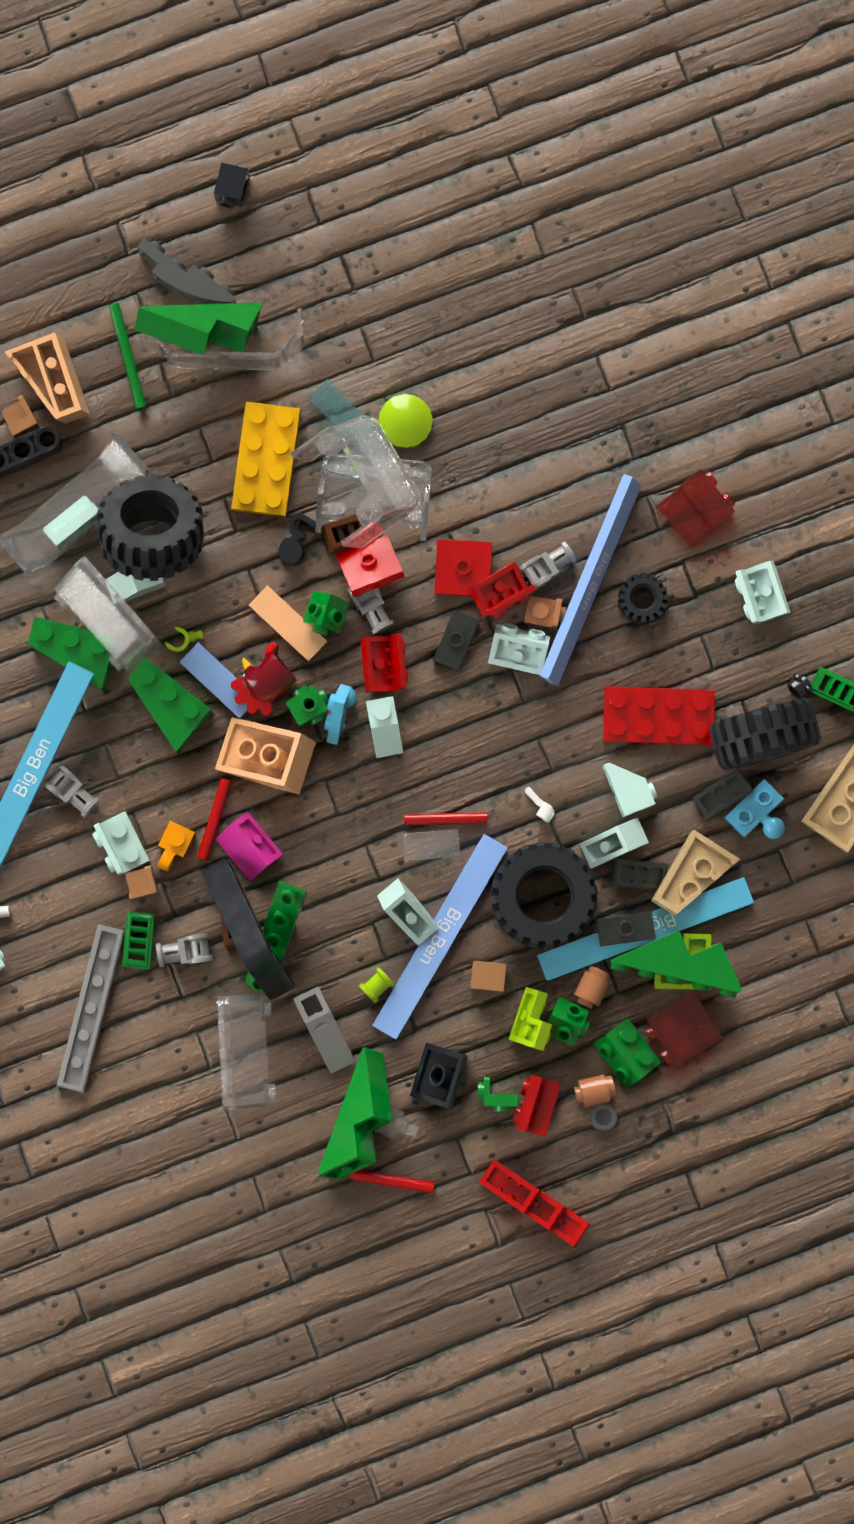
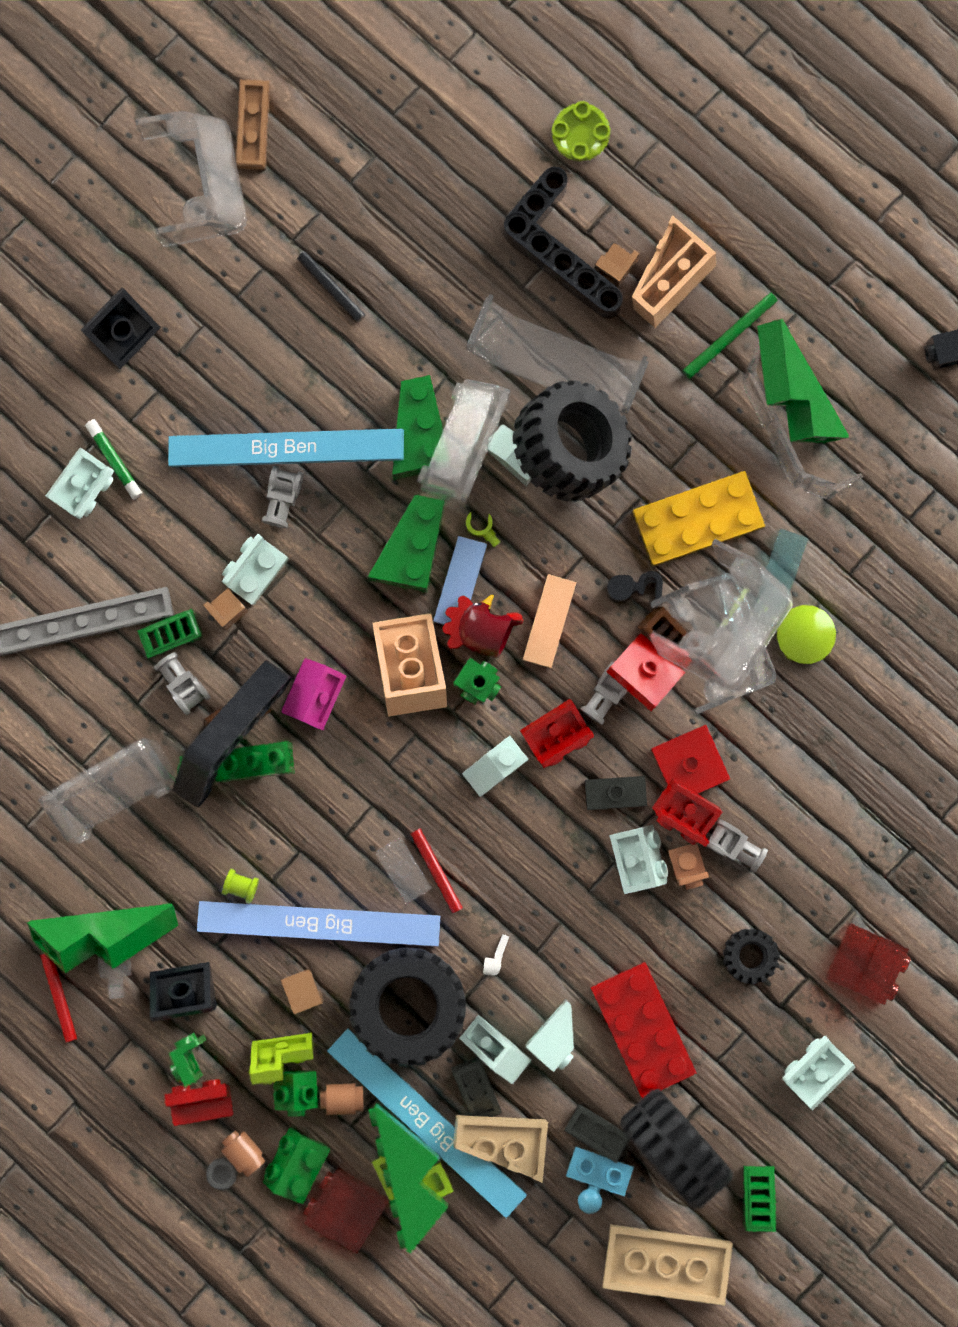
camera: 65 degrees right, 0 degrees up
(71, 522) = (539, 363): light aqua bracket -> none
(175, 842) = (283, 621): light orange plate -> none
(194, 284) = (832, 362): dark grey slope -> none
(214, 819) = (323, 646): red bar -> none
(324, 1029) = (171, 856): light grey slope -> none
(326, 613) = (577, 653): green brick -> none
(338, 703) = (493, 710): medium azure plate -> none
(407, 911) = (325, 879): light aqua slope -> none
(534, 1203) = (104, 1148): red slope -> none
(590, 580) = (743, 895): light blue tile -> none
(625, 928) = (416, 1103): pearl dark grey plate -> none
(799, 687) = (743, 1157): black plate -> none

